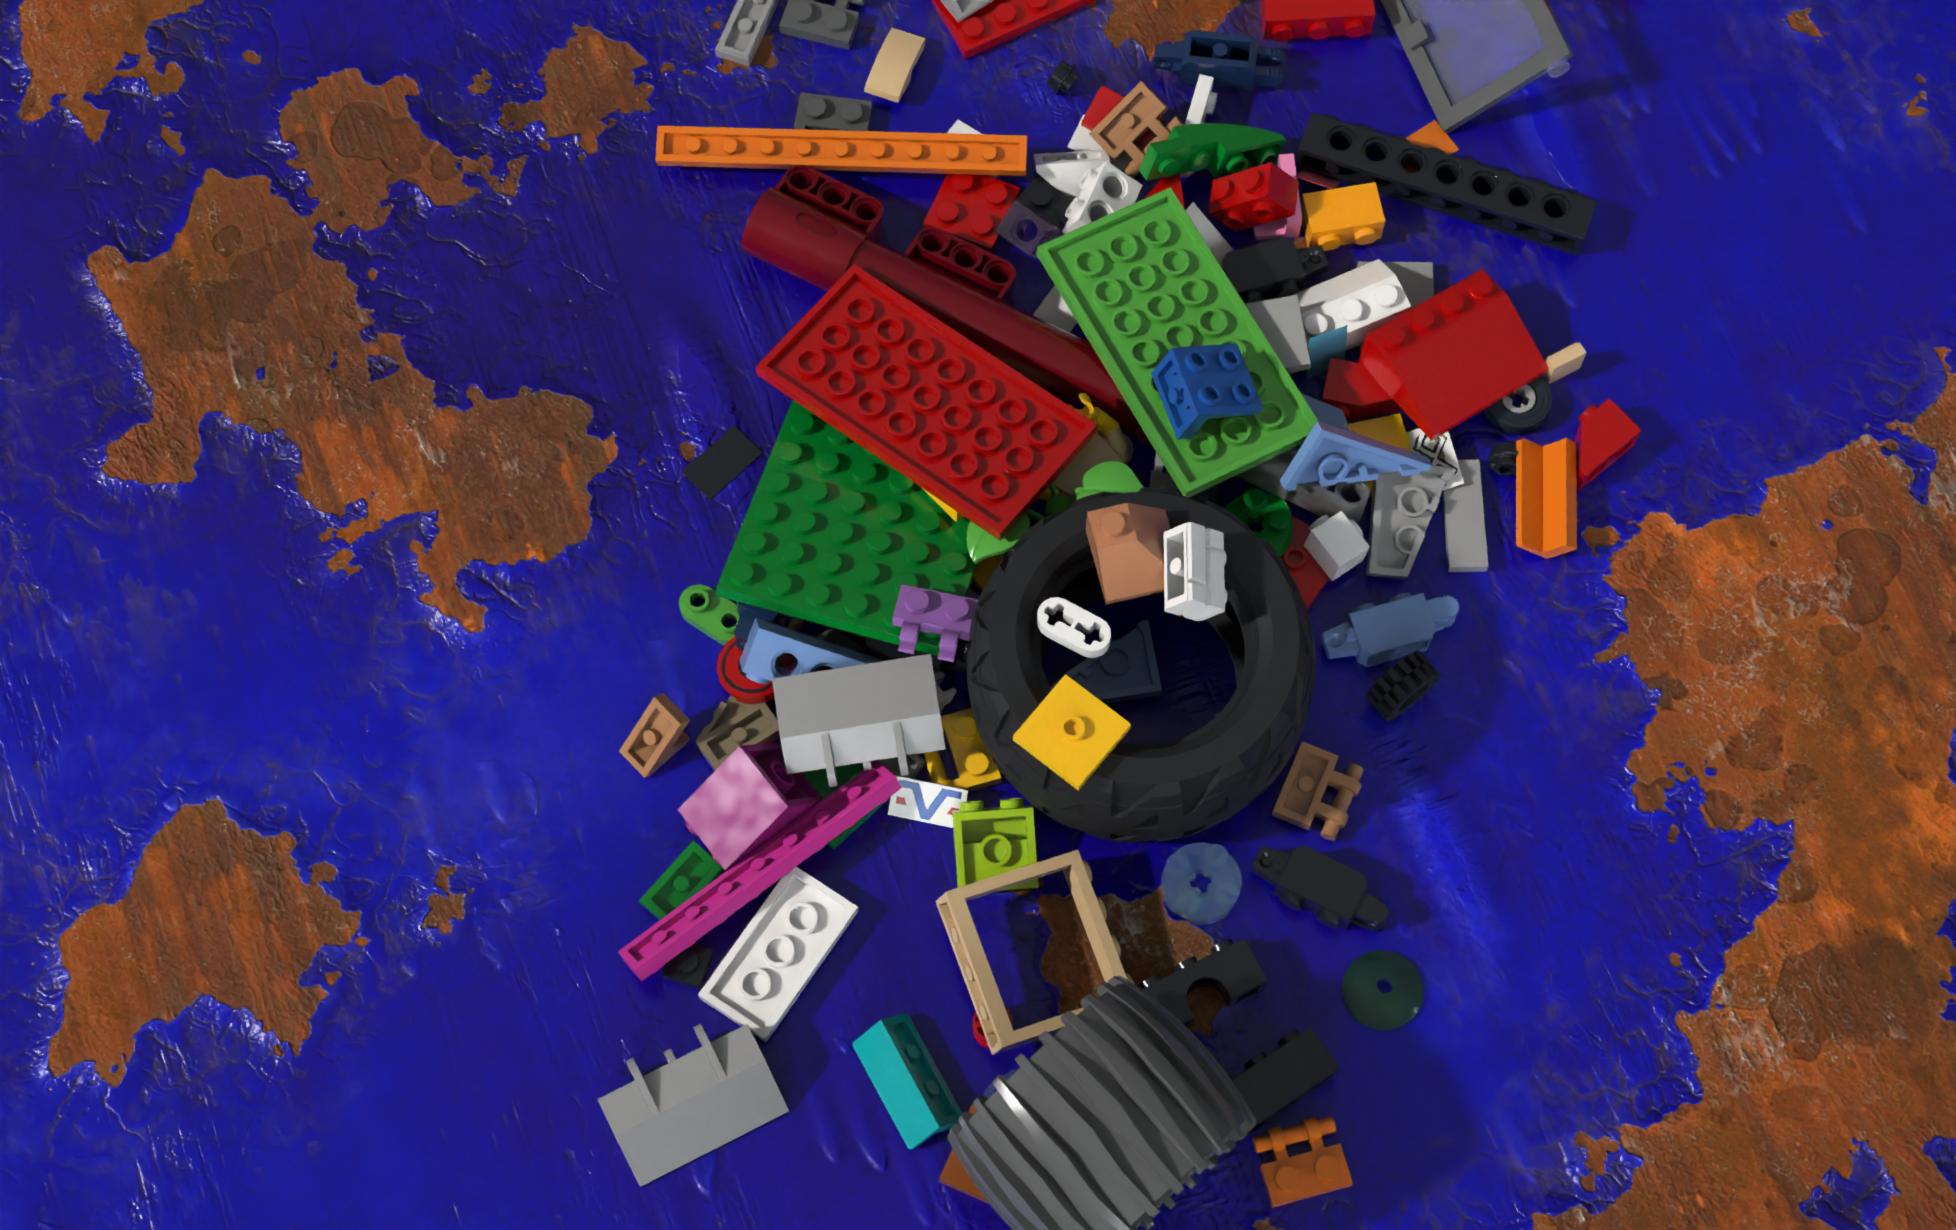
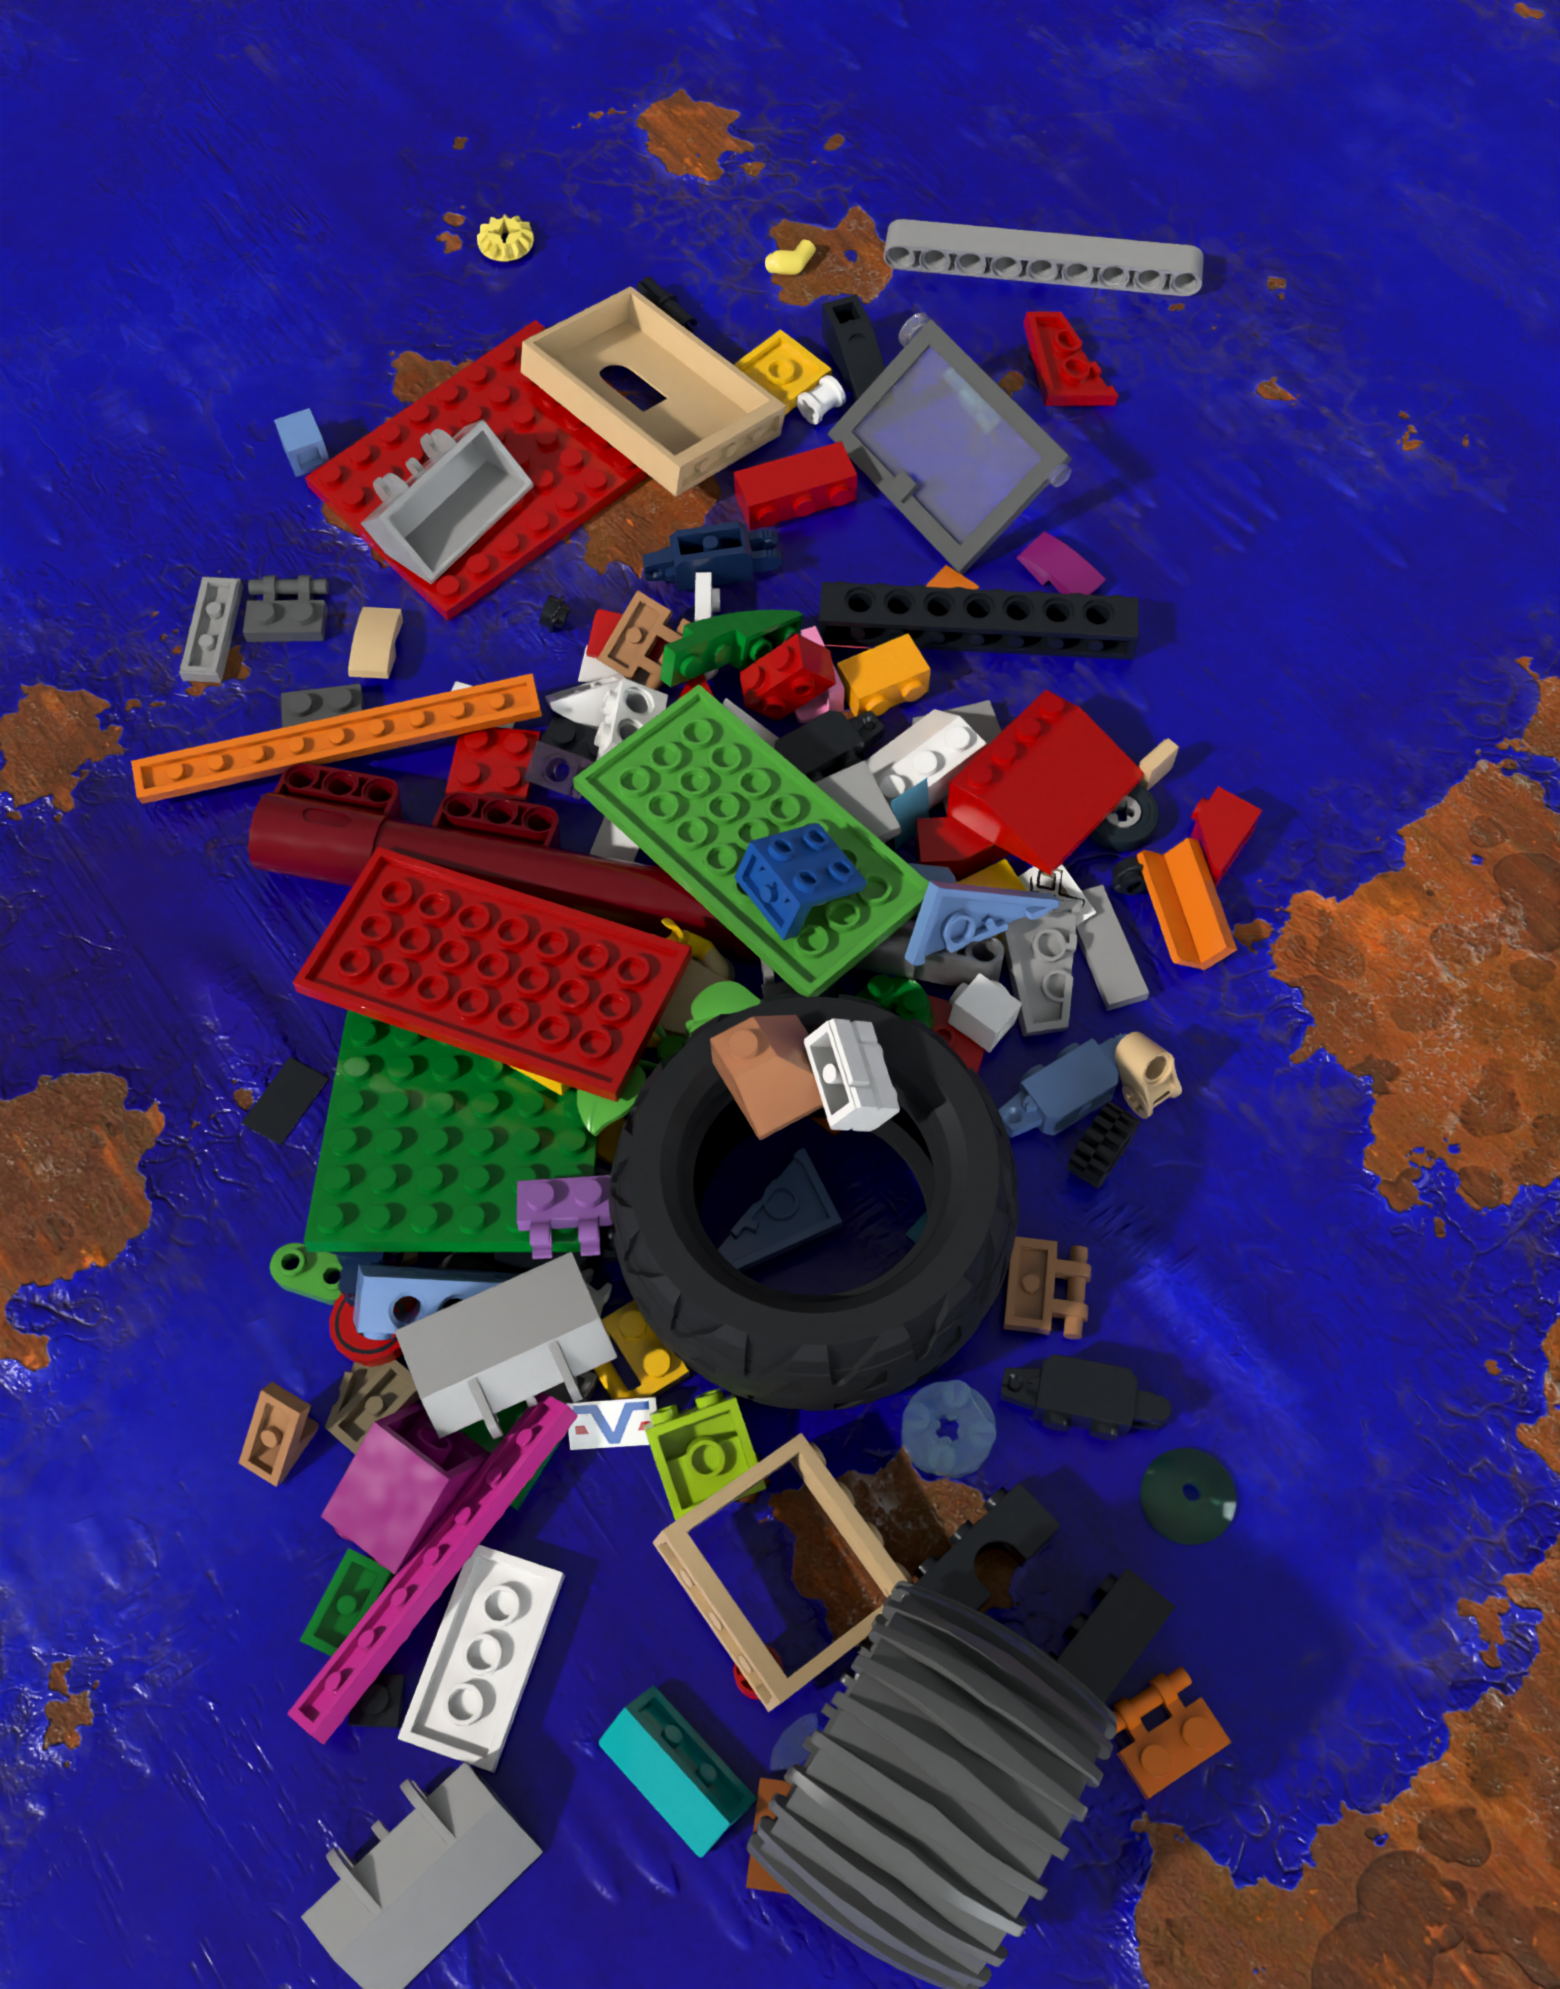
camera: 15 degrees left, 5 degrees down
(1069, 635) = (733, 1165): white beam -> none
(1071, 732) = (762, 1301): yellow plate -> none
(1459, 635) = (1145, 1073): none -> tan piece
(1539, 150) = (1055, 561): none -> magenta slope

